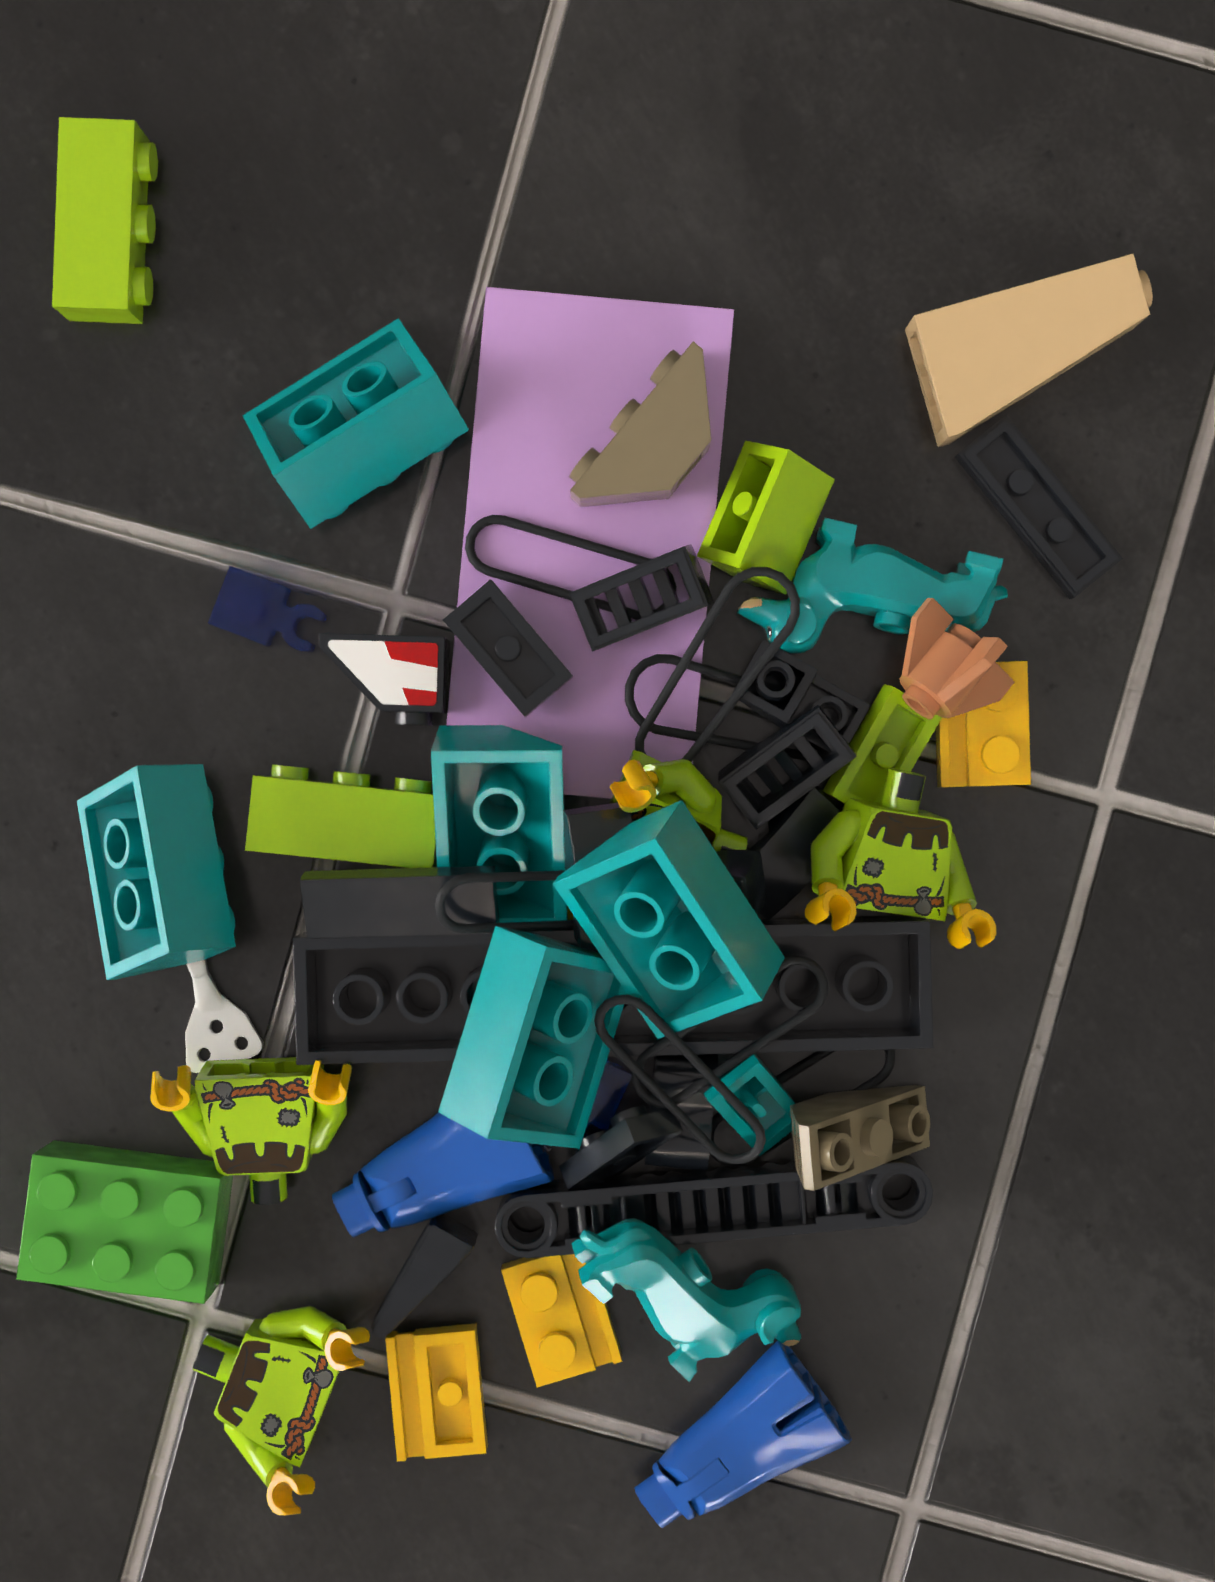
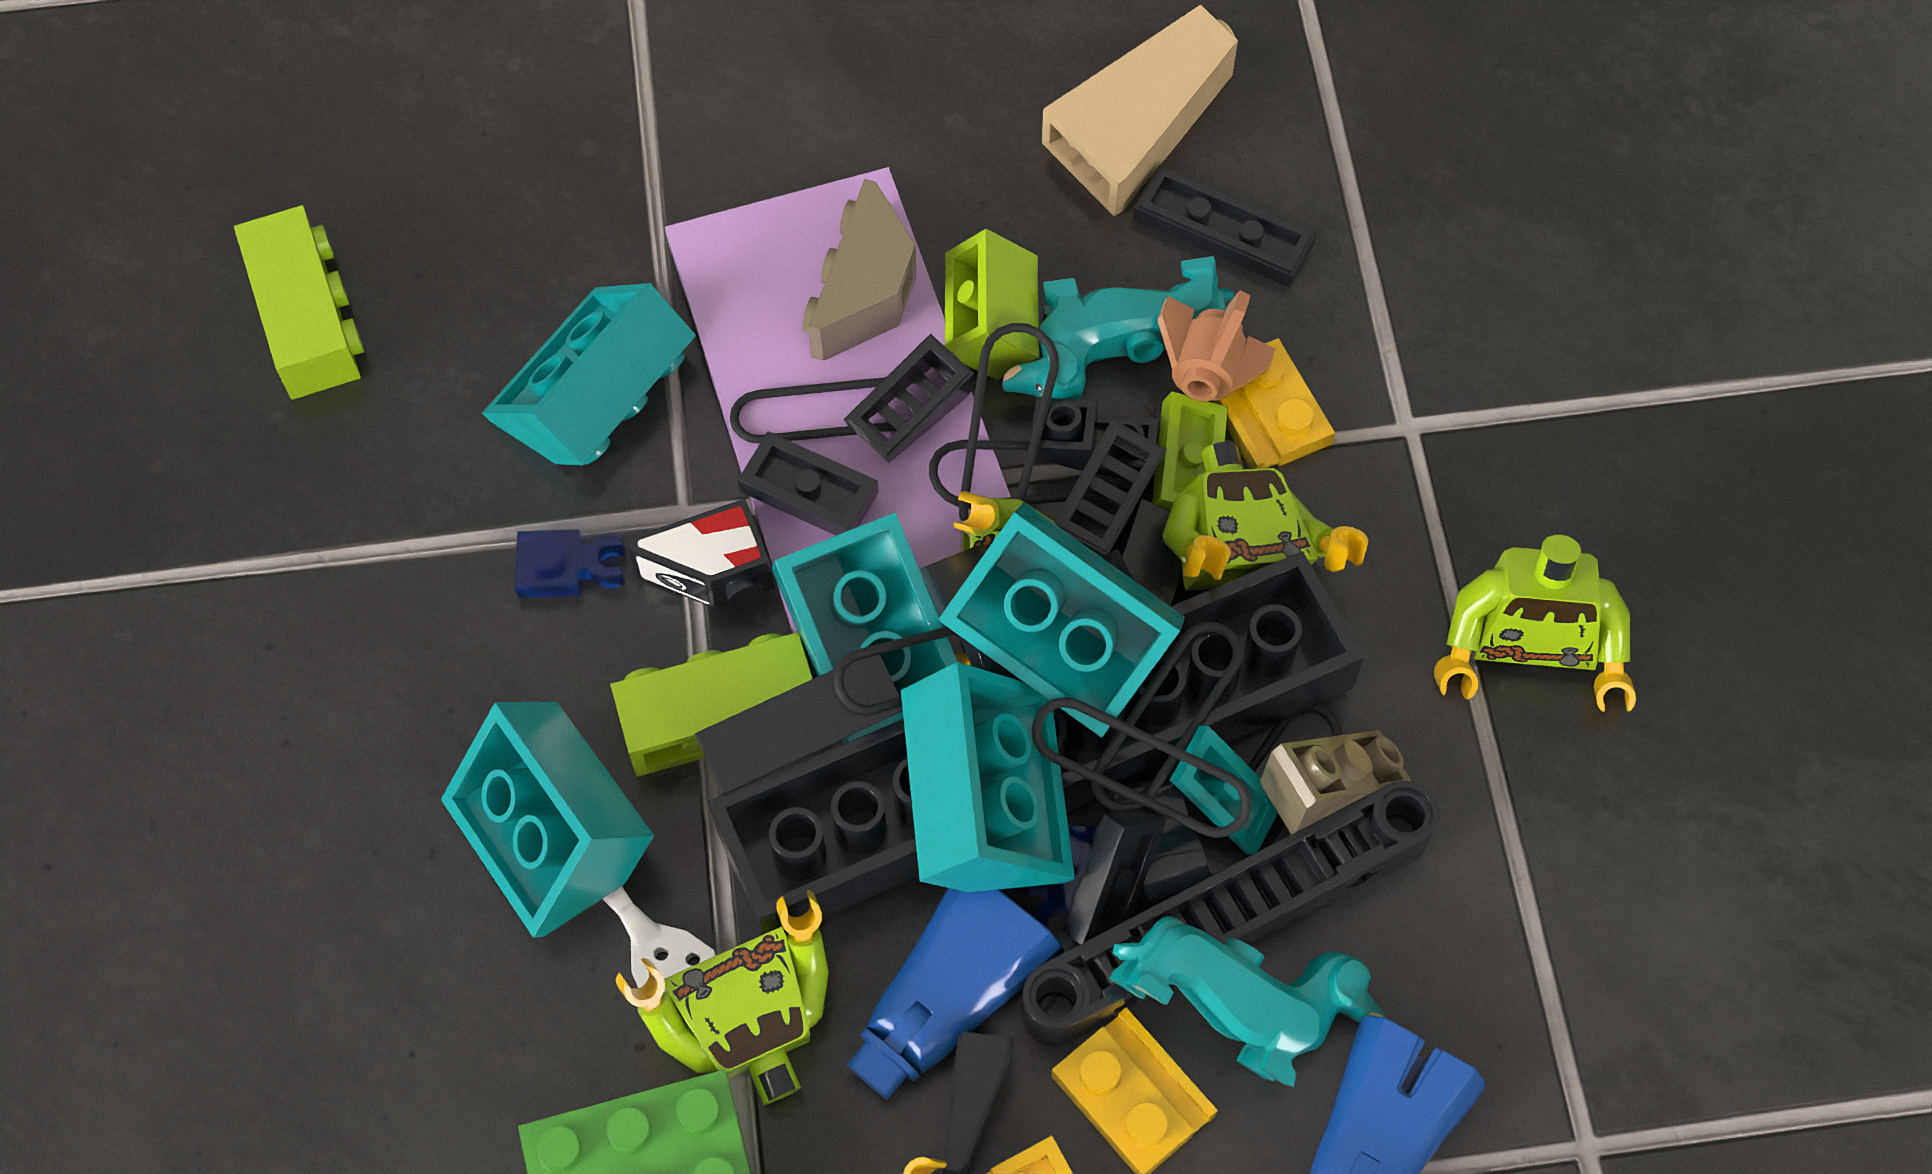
camera: 25 degrees left, 25 degrees down
(1120, 1056) = (1542, 612): none -> lime torso

